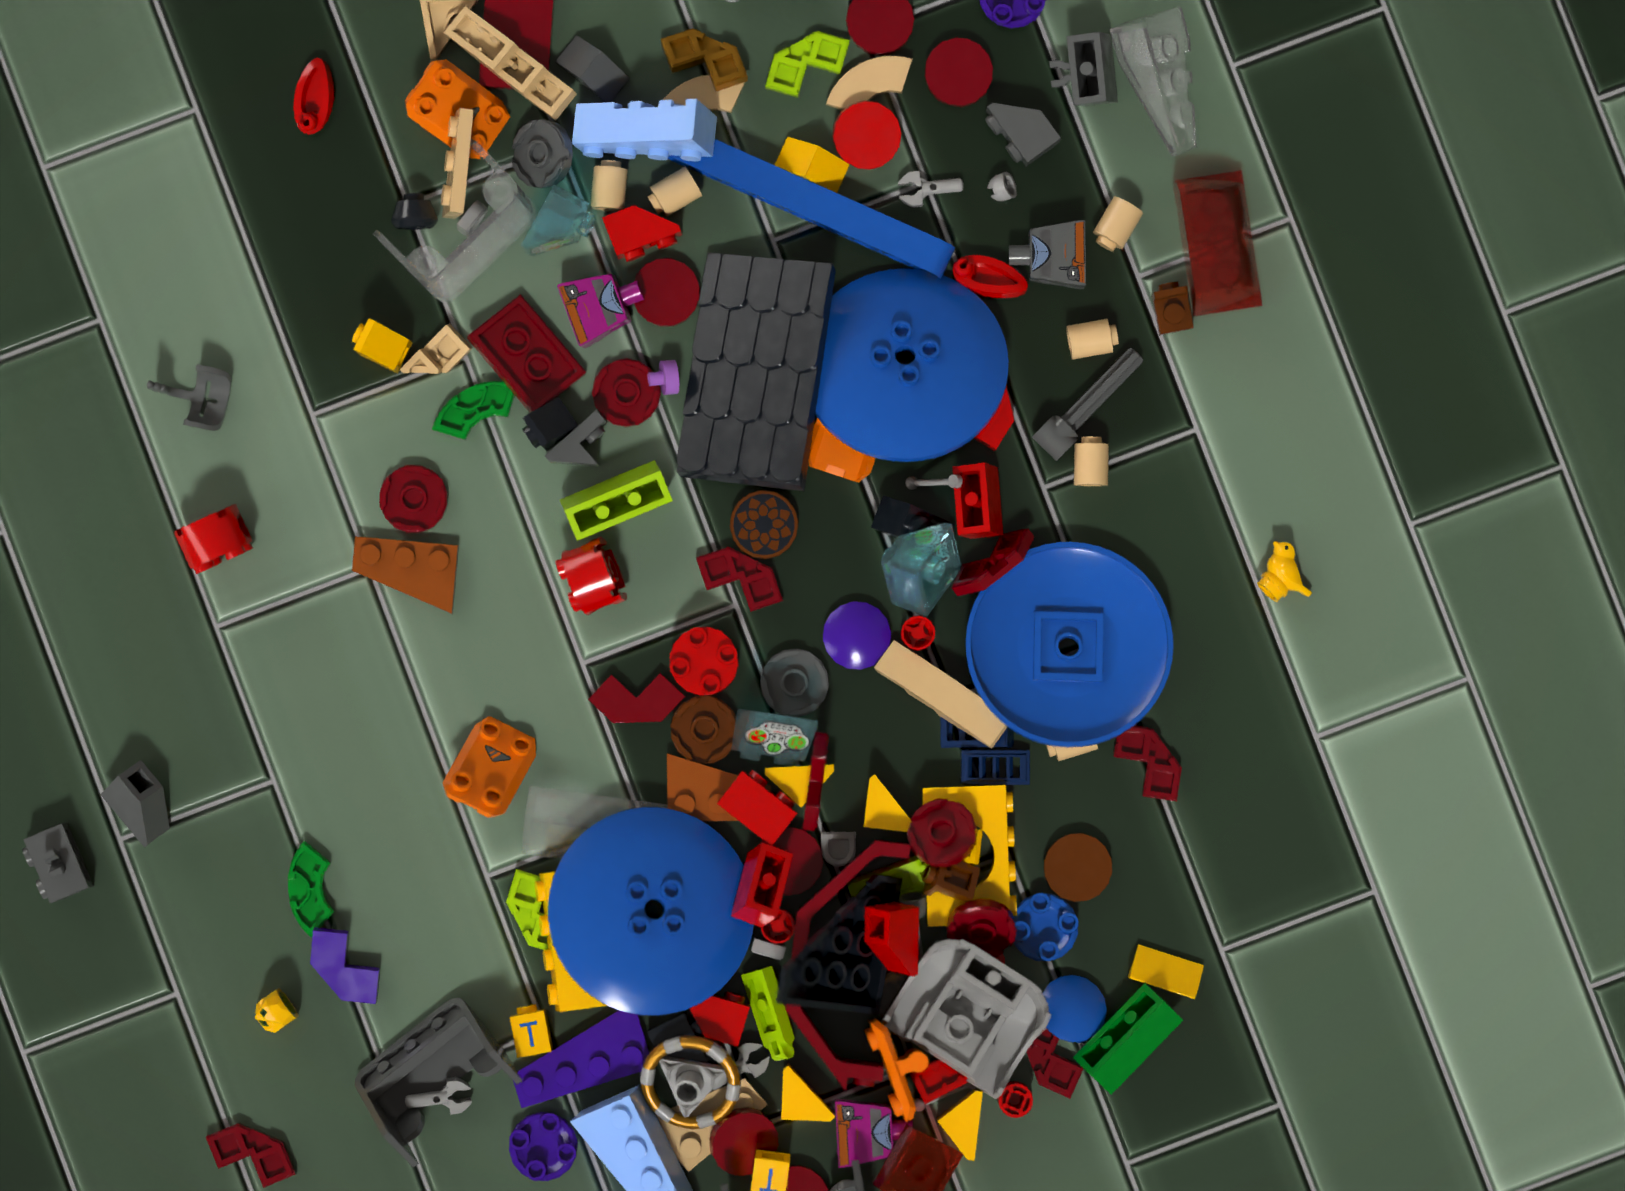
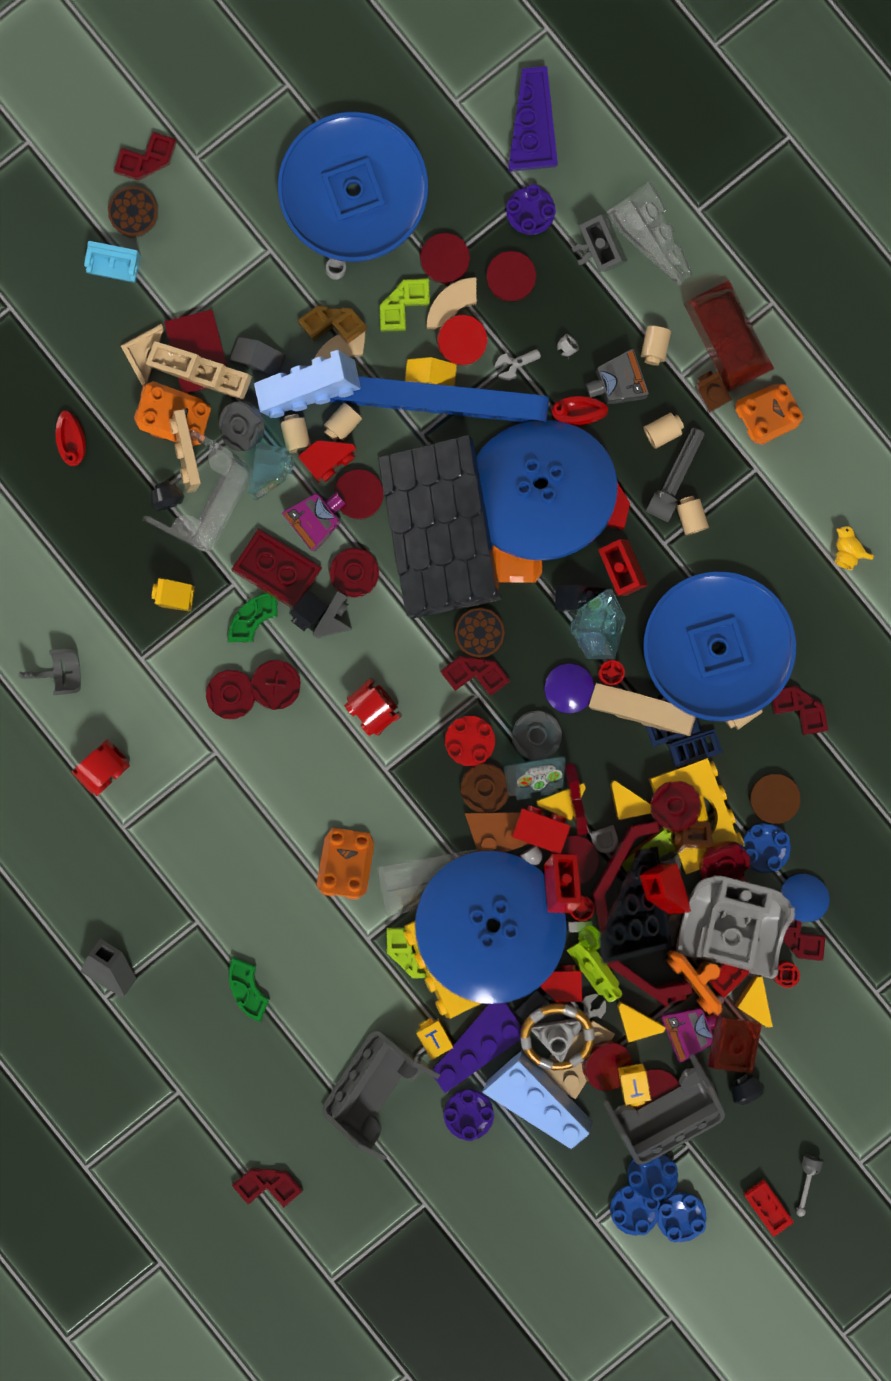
camera: 20 degrees left, 0 degrees up
(57, 863) = (66, 1029): dark grey brick -> none
(275, 1011) = (251, 1082): yellow rock -> none
(348, 981) = (295, 1044): dark purple tile -> none
(410, 567) = (244, 742): dark orange wing -> none
(440, 354) = (216, 588): tan slope -> none
(443, 1097) = (387, 1103): light grey bar -> none
(472, 218) = (207, 487): light grey tile -> none
(475, 505) = (275, 685): none -> dark red tile
(616, 500) = (372, 649): lime brick -> none
(623, 707) = (443, 783): dark red tile -> none
(666, 377) = (379, 553): medium lavender tile -> none
(737, 837) = (532, 855): none -> light grey hinge
(771, 967) = (589, 938): none -> clear neon green tile
(953, 481) = (603, 559): light grey hinge -> none
(983, 573) = (655, 598): dark red tile -> none
(1024, 129) = (569, 300): dark grey slope -> none
(1128, 1038) = (850, 906): green brick -> none
(1166, 971) = (860, 851): yellow slope -> none
(1234, 361) = (769, 413): none -> orange shield

